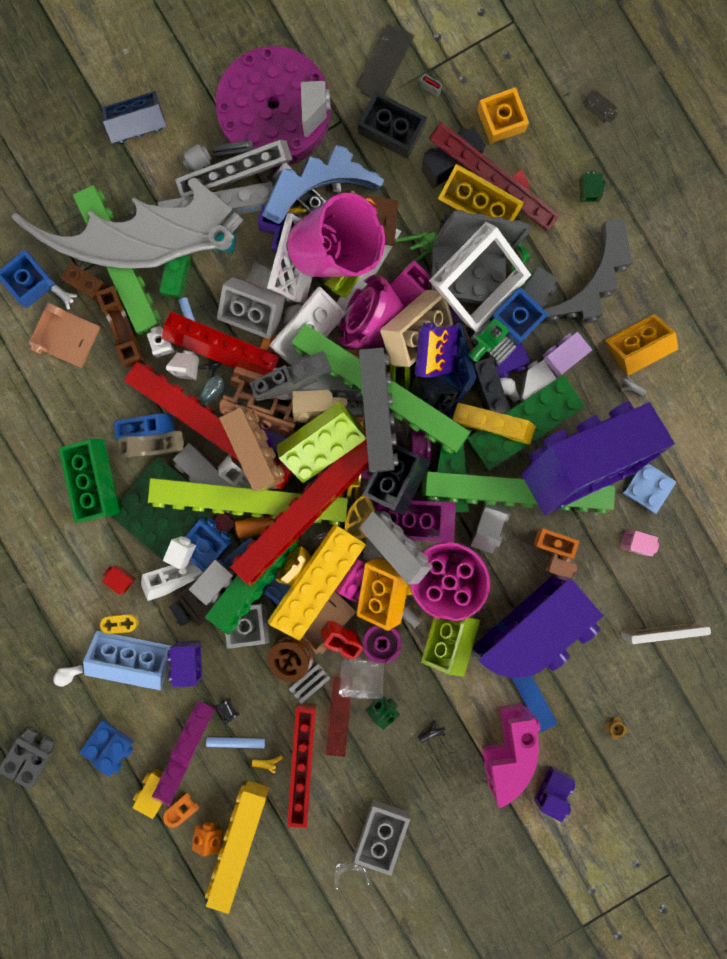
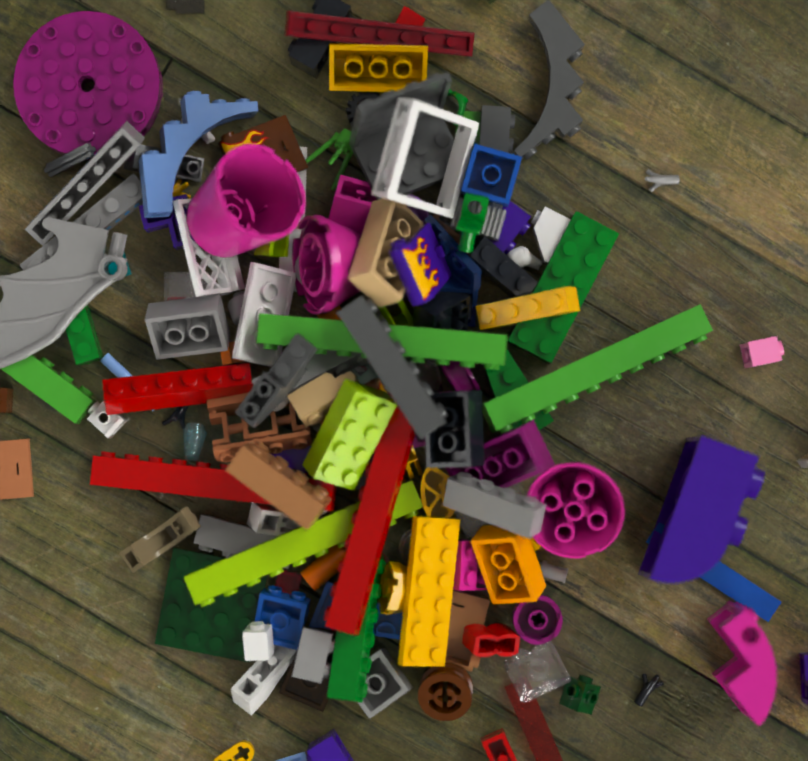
camera: 20 degrees left, 0 degrees up
(89, 480) = (113, 617): green brick -> none
(118, 579) = (205, 709): red brick -> none
(125, 338) = (53, 426): reddish brown arch -> none
(144, 426) = (140, 523): blue slope -> none
(179, 613) = (294, 710): black pin -> none
(184, 365) = (148, 430): white slope -> none
(196, 158) = (34, 191): light grey head -> none
(297, 693) = (474, 728): light grey tile -> none
(314, 105) = (137, 65): light grey slope -> none
(392, 124) = (232, 34): black brick -> none
(450, 645) = (614, 579): lime brick -> none
(489, 527) = (586, 424): light grey brick -> none
(556, 543) = (669, 402): orange brick -> none
(561, 566) = (690, 425): nougat brick -> none
(569, 352) = (567, 187): lavender brick -> none
(595, 455) = (657, 286): dark purple brick -> none
(642, 344) = (645, 127): light orange slope -> none
(649, 488) = (740, 282): light blue plate -> none

